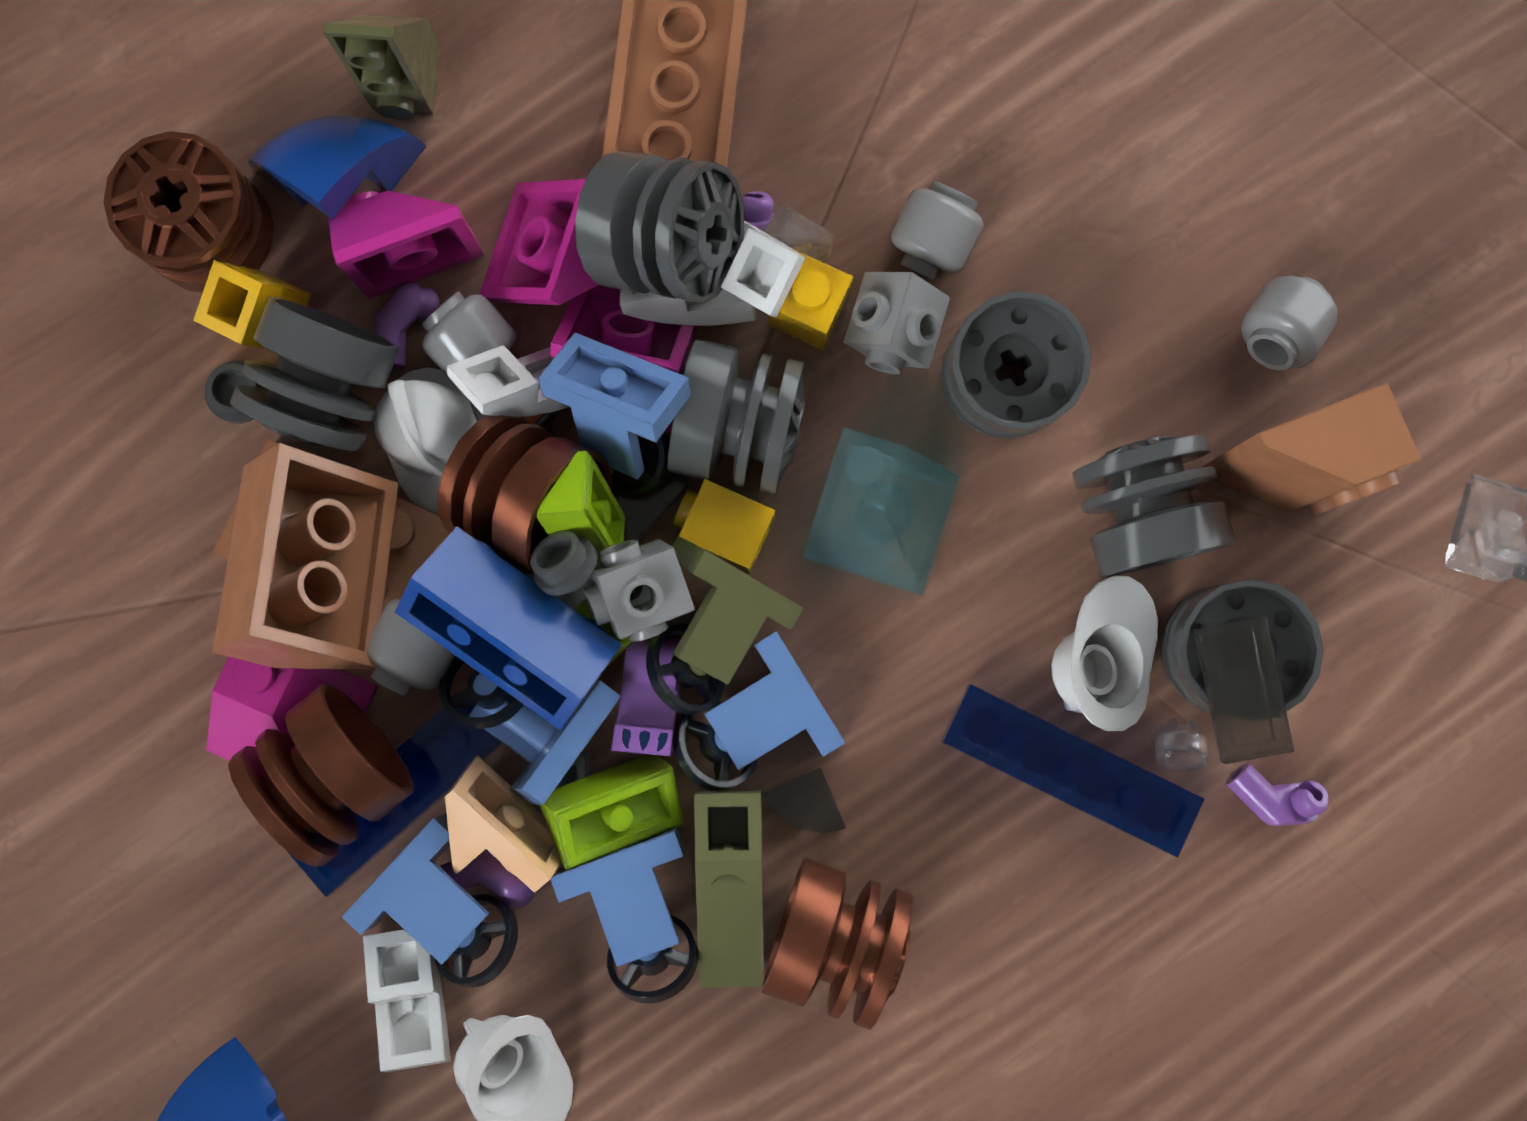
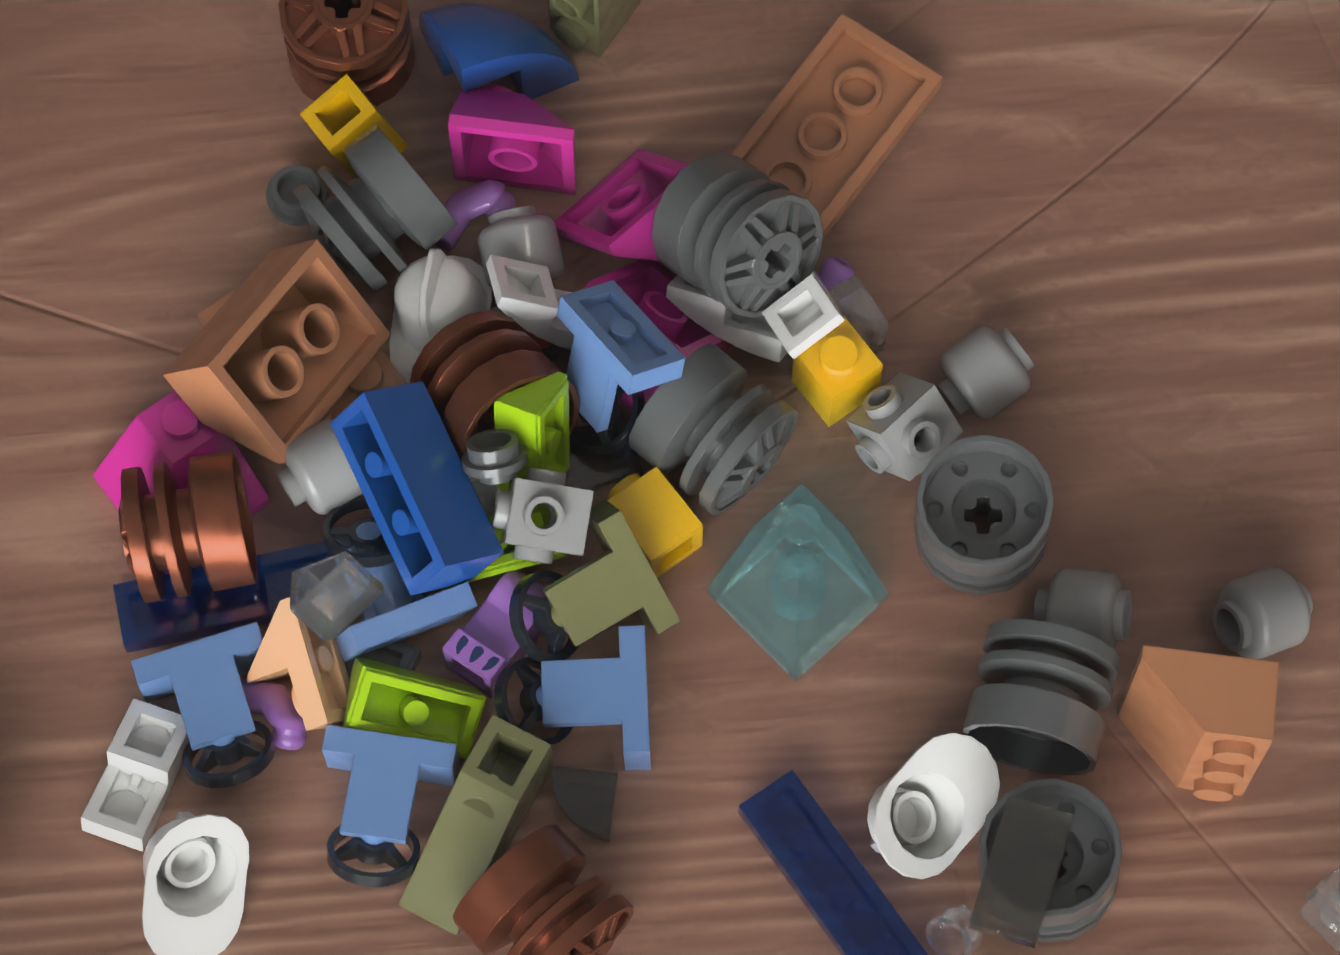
camera: 30 degrees right, 15 degrees down
(486, 763) = (332, 594): none -> clear slope
(1138, 402) = (1088, 602): none -> light grey head

